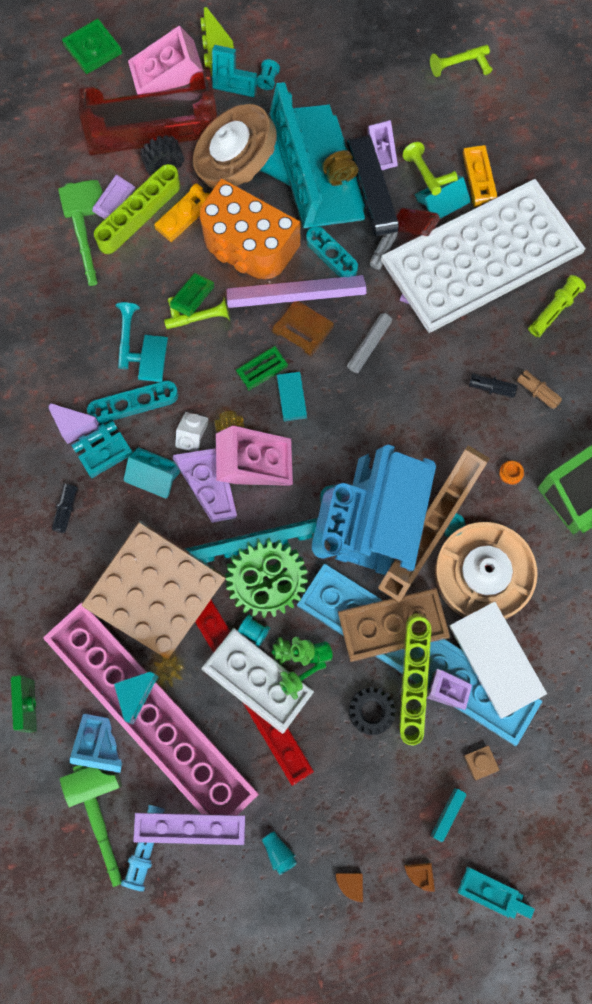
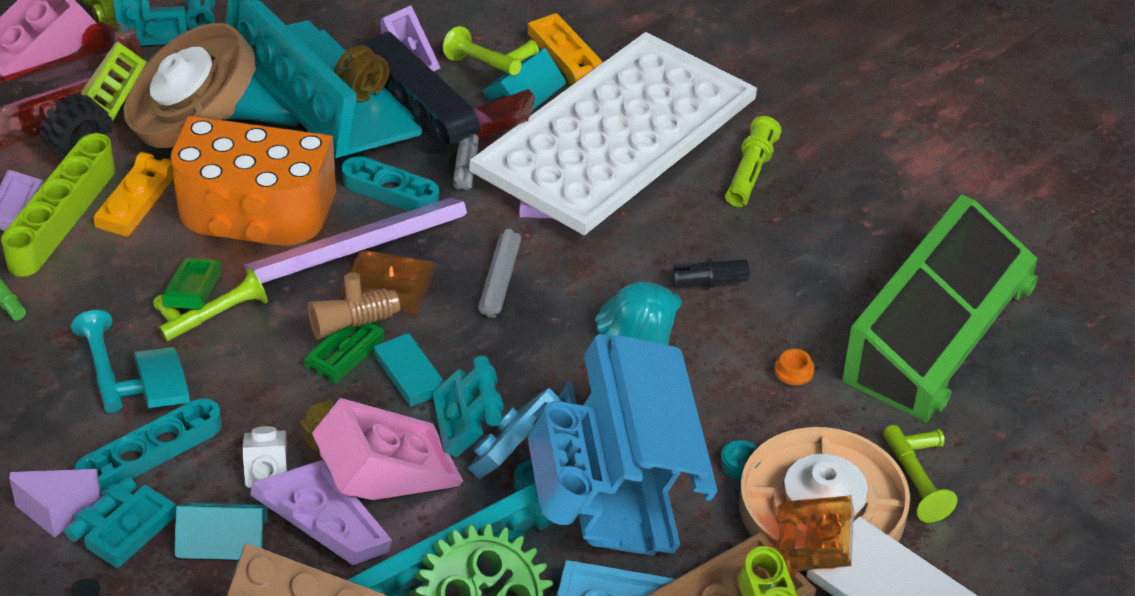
camera: 25 degrees left, 30 degrees down
(199, 131) = (101, 76): none -> lime slope
(273, 348) = (355, 309): none -> medium nougat piece
(305, 439) = (461, 412): none -> teal plate
(326, 468) = (511, 432): none -> medium azure wing
(434, 408) = (640, 312): none -> teal hair
(437, 519) = (721, 418): medium nougat arch -> none
(467, 613) = (827, 533): none -> clear orange plate
(539, 389) = (780, 259): medium nougat axle -> none
(548, 550) = (935, 503): none -> lime piece

